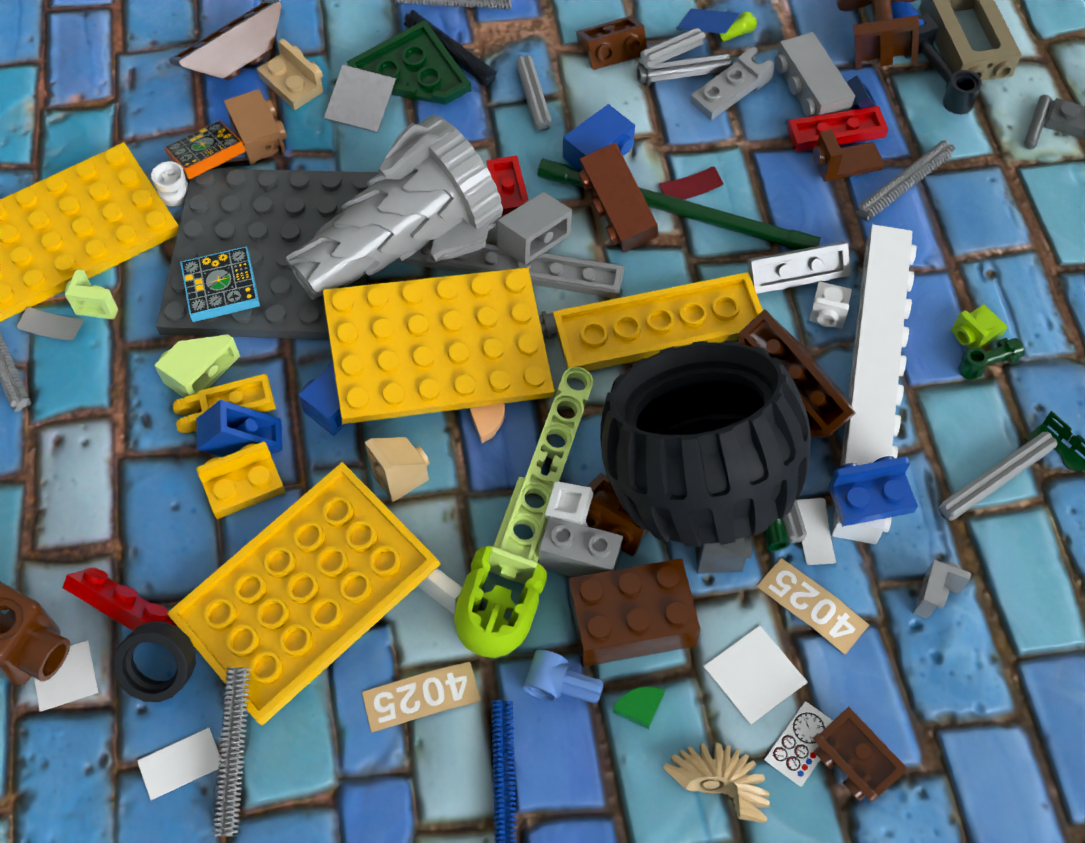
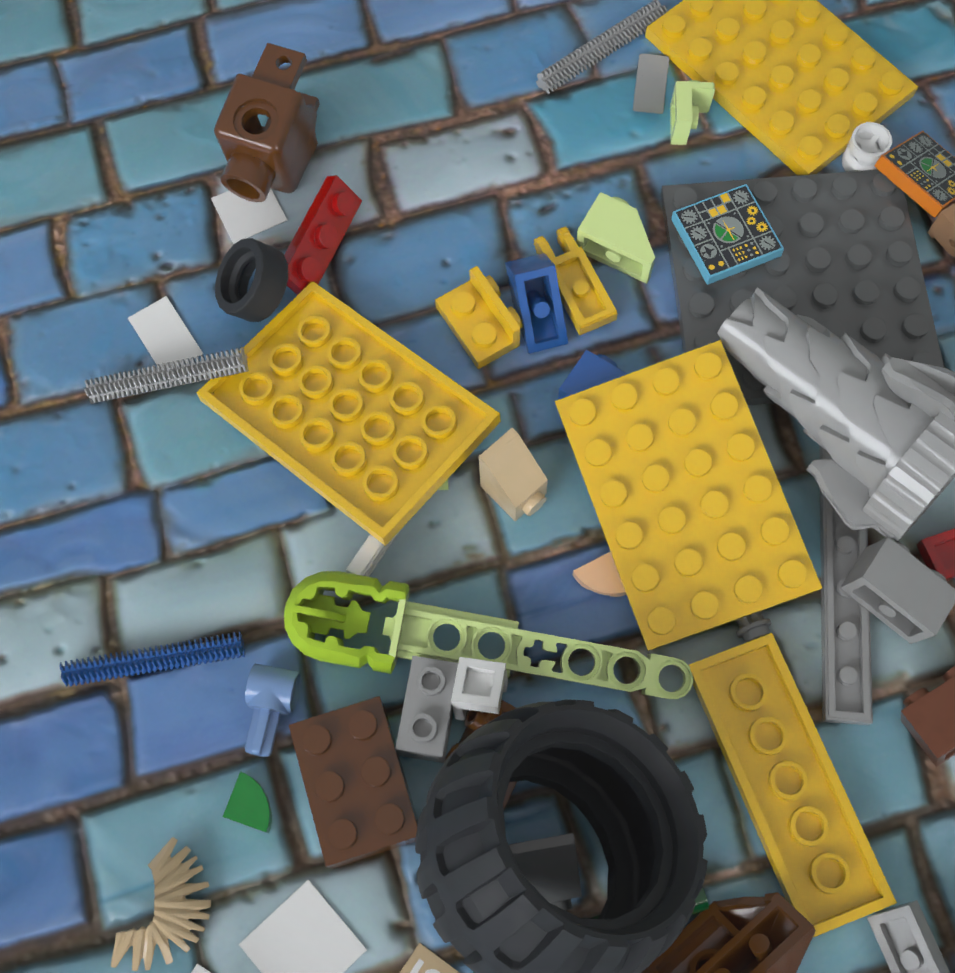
camera: 85 degrees right, 10 degrees up
(420, 696) = (249, 558): tan sticker -> none

